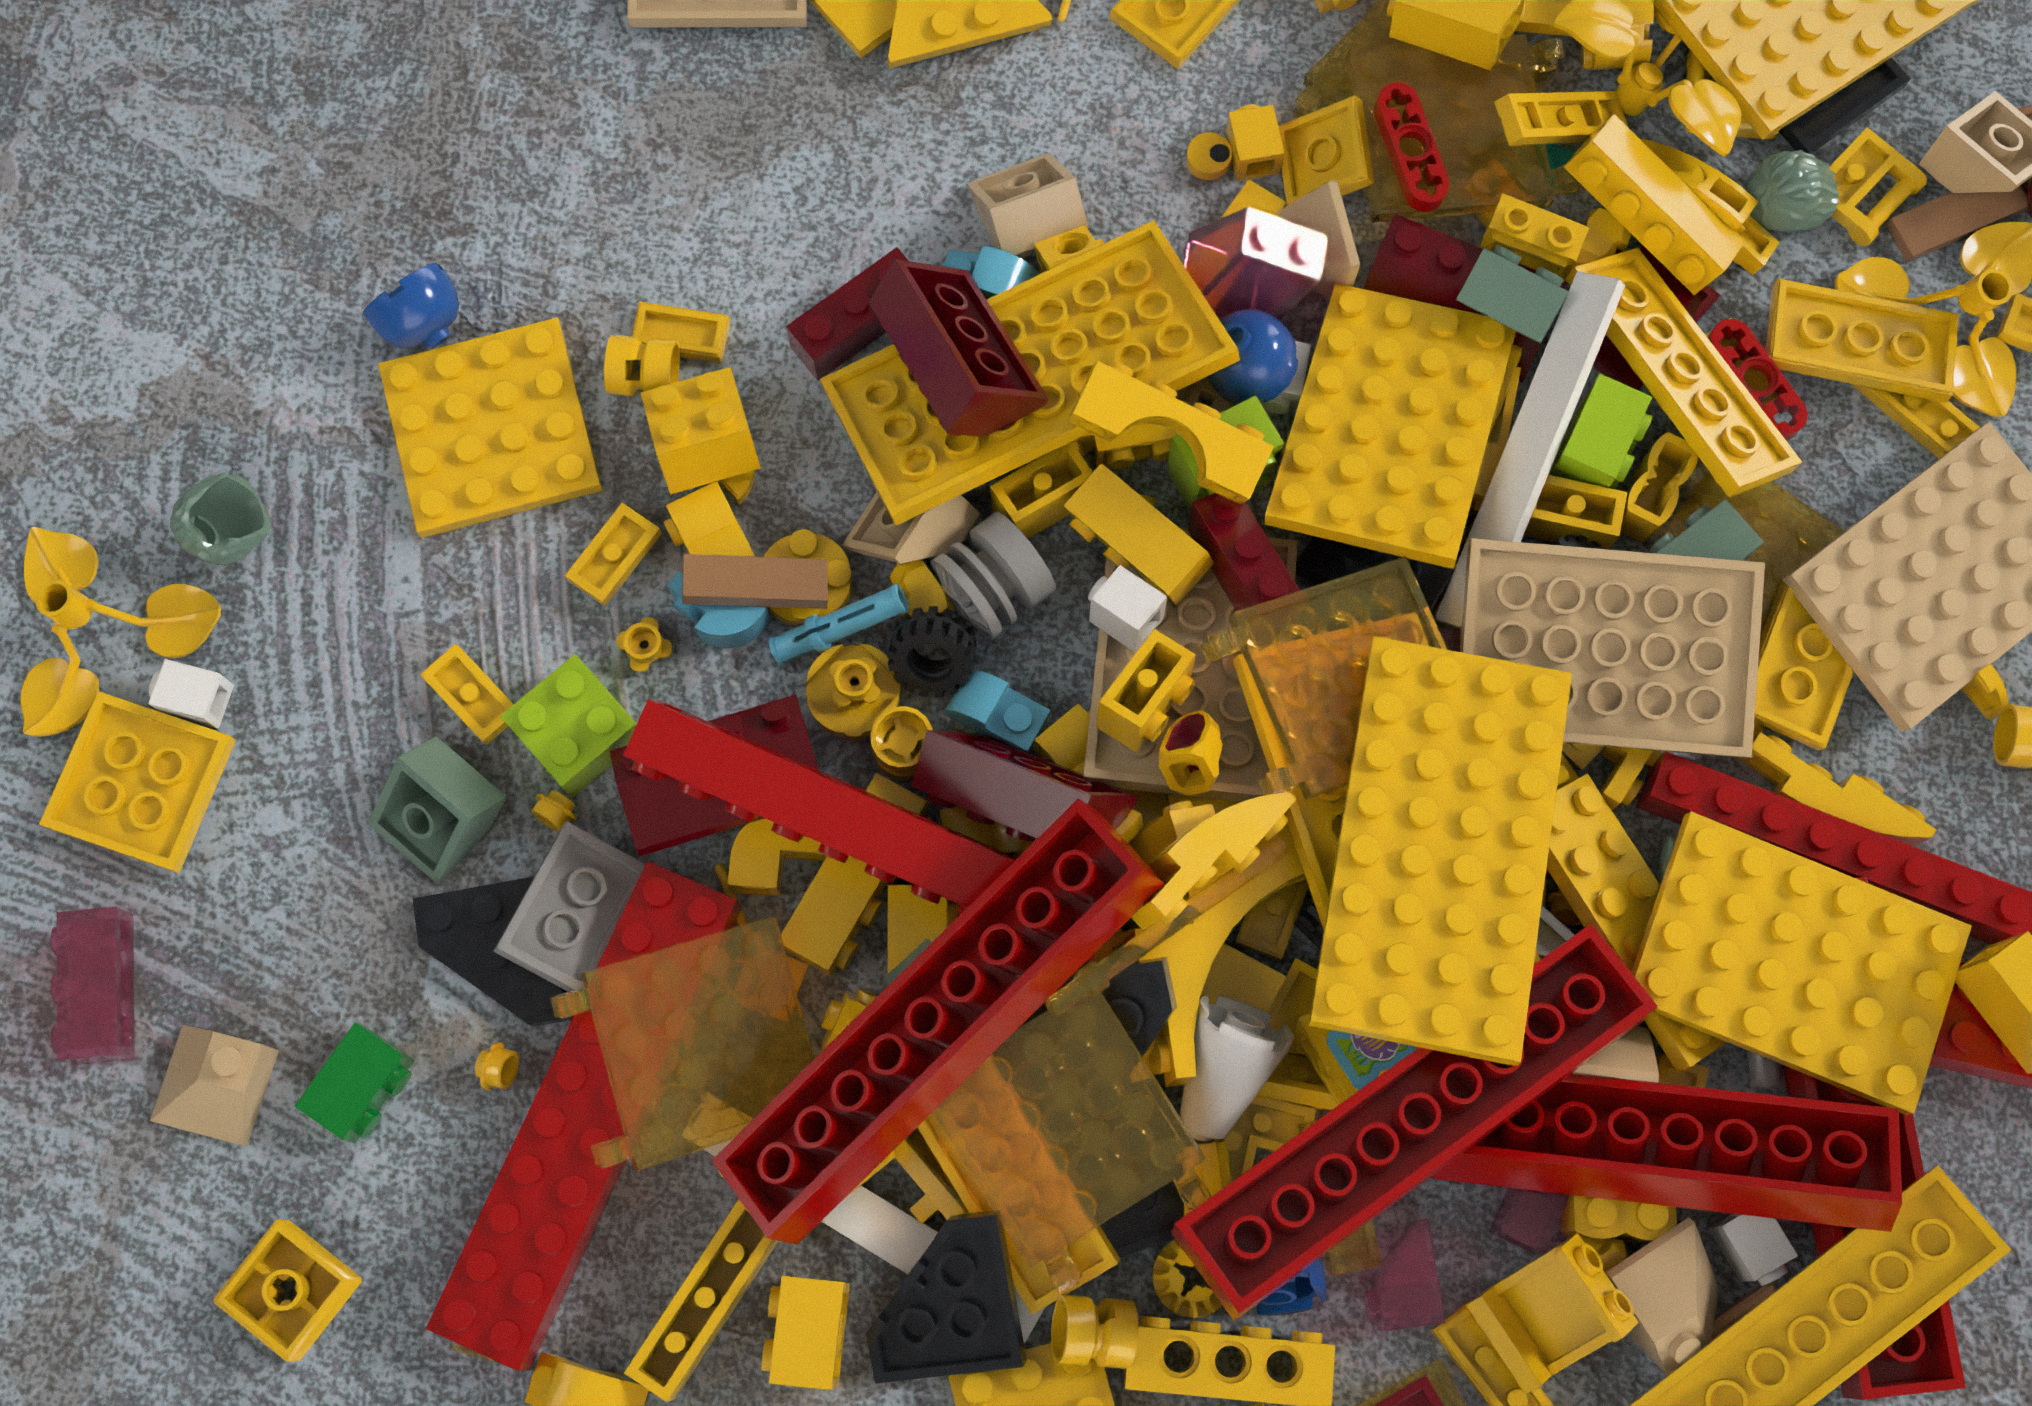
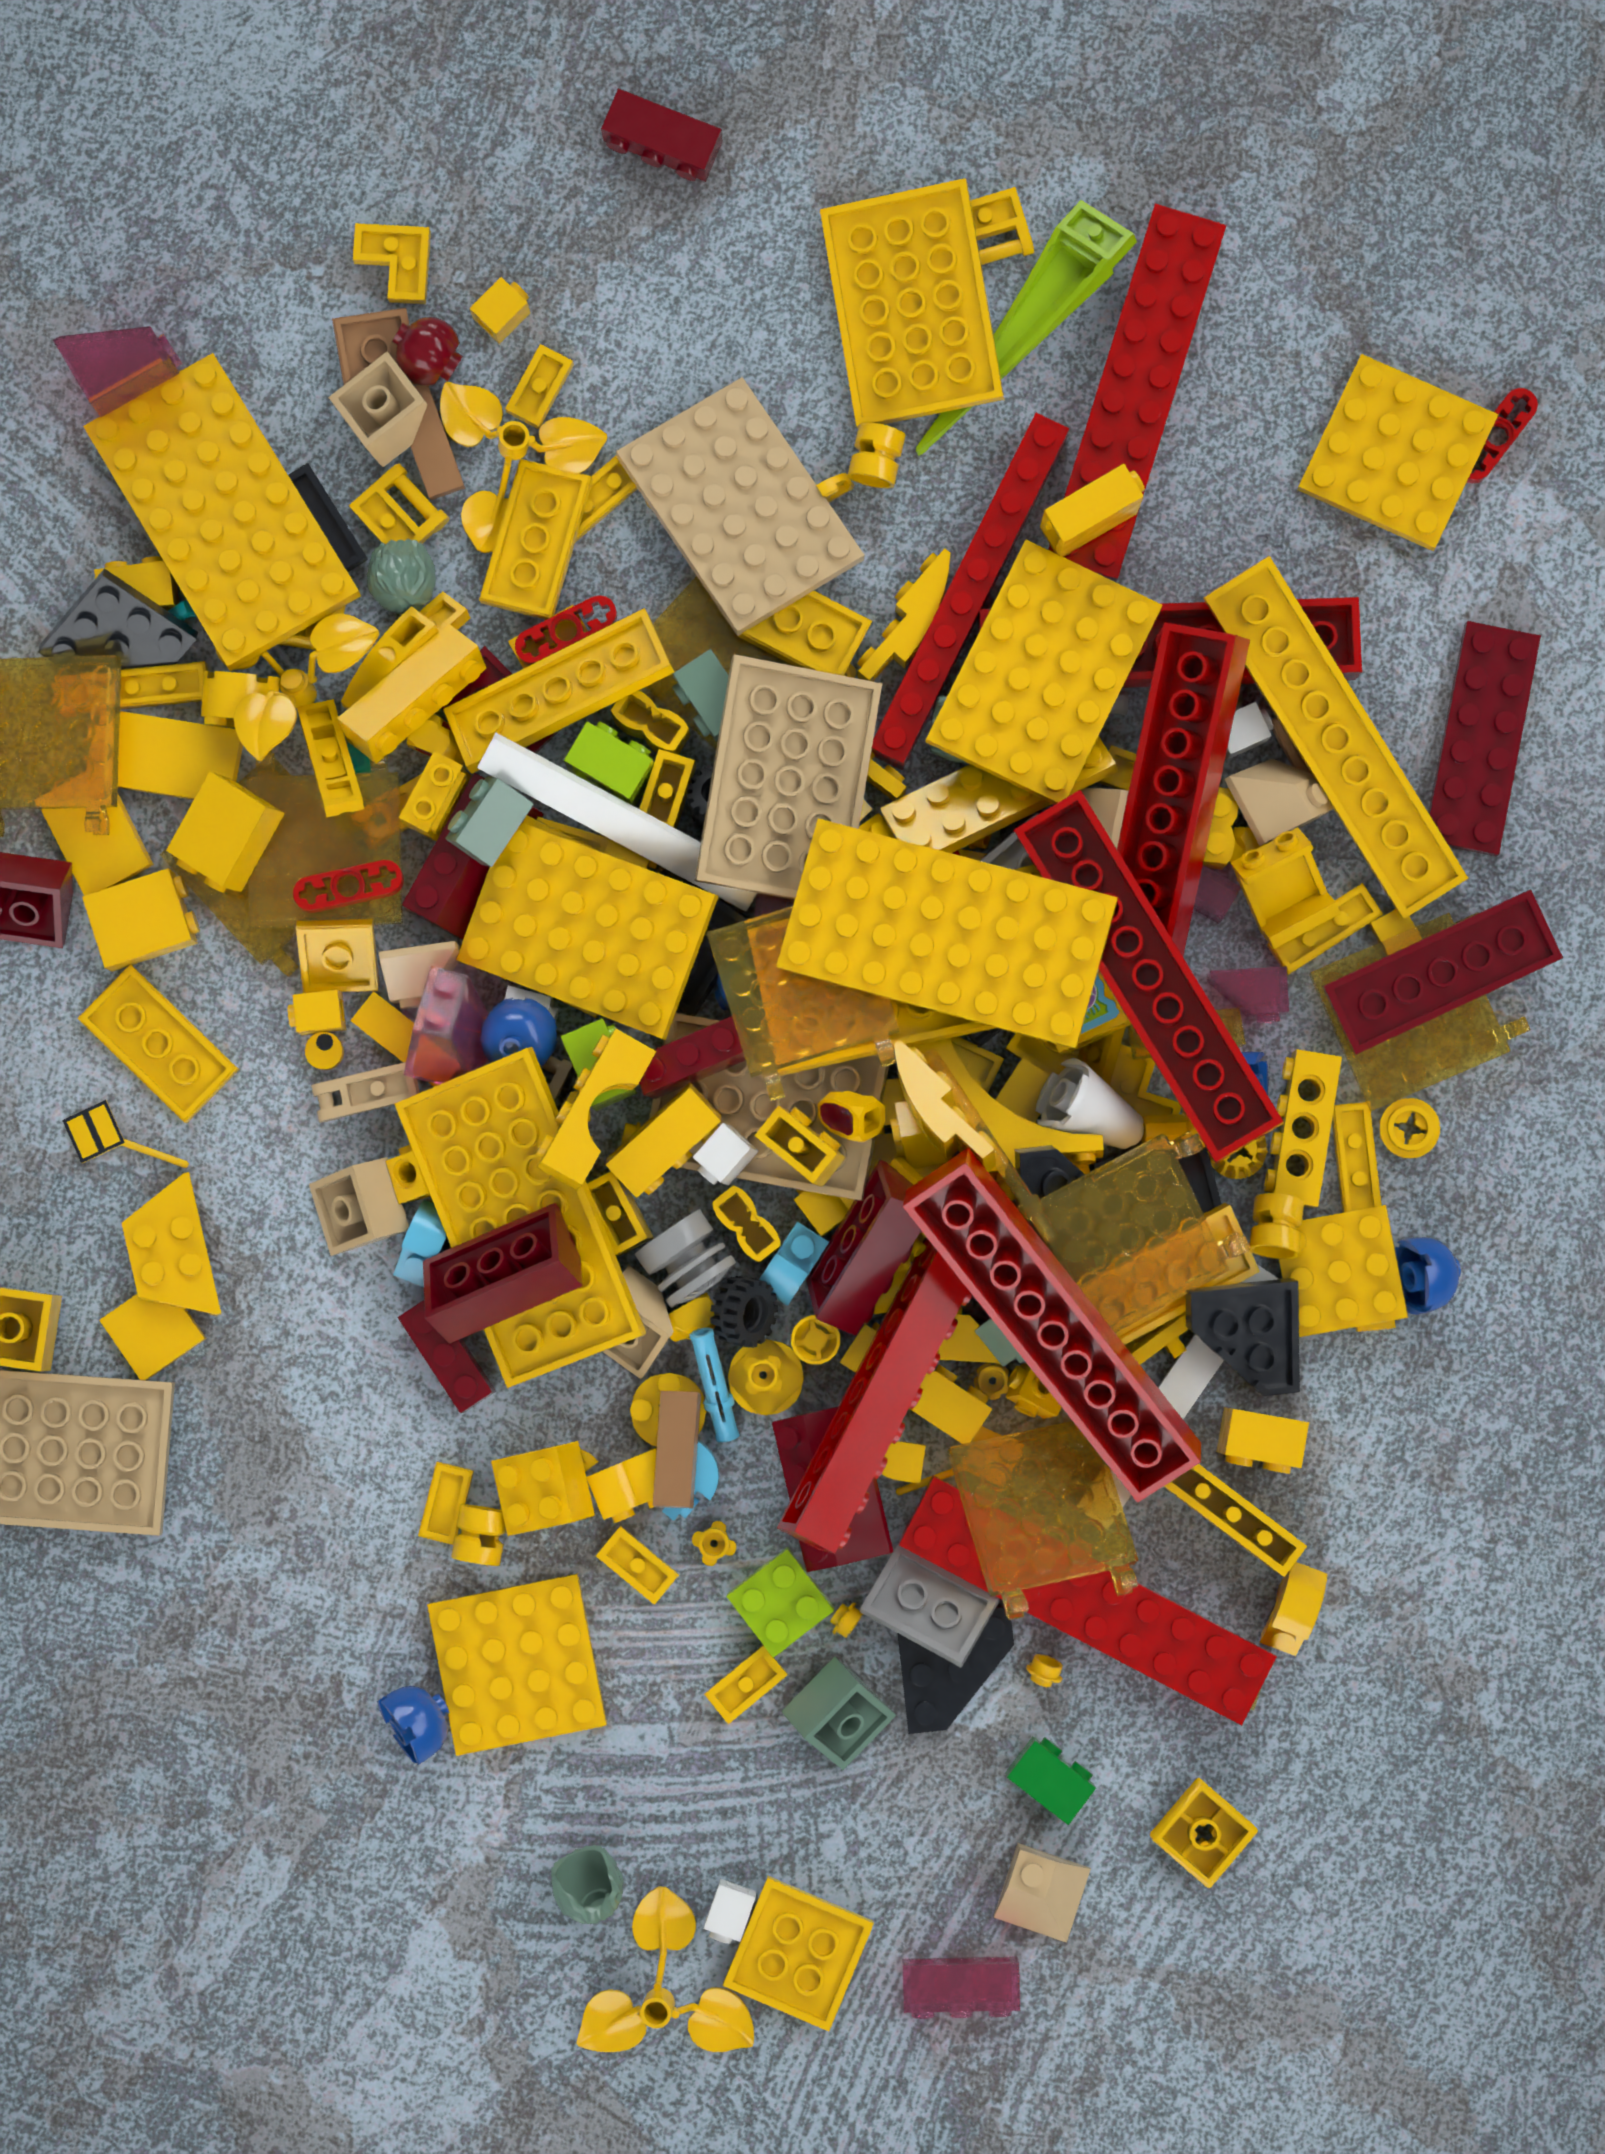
camera: 80 degrees left, 10 degrees up
(863, 961) = (987, 1371): none -> yellow plate
(1051, 642) = (740, 1215): none -> yellow brick
(1163, 194) = (364, 1092): none -> tan plate

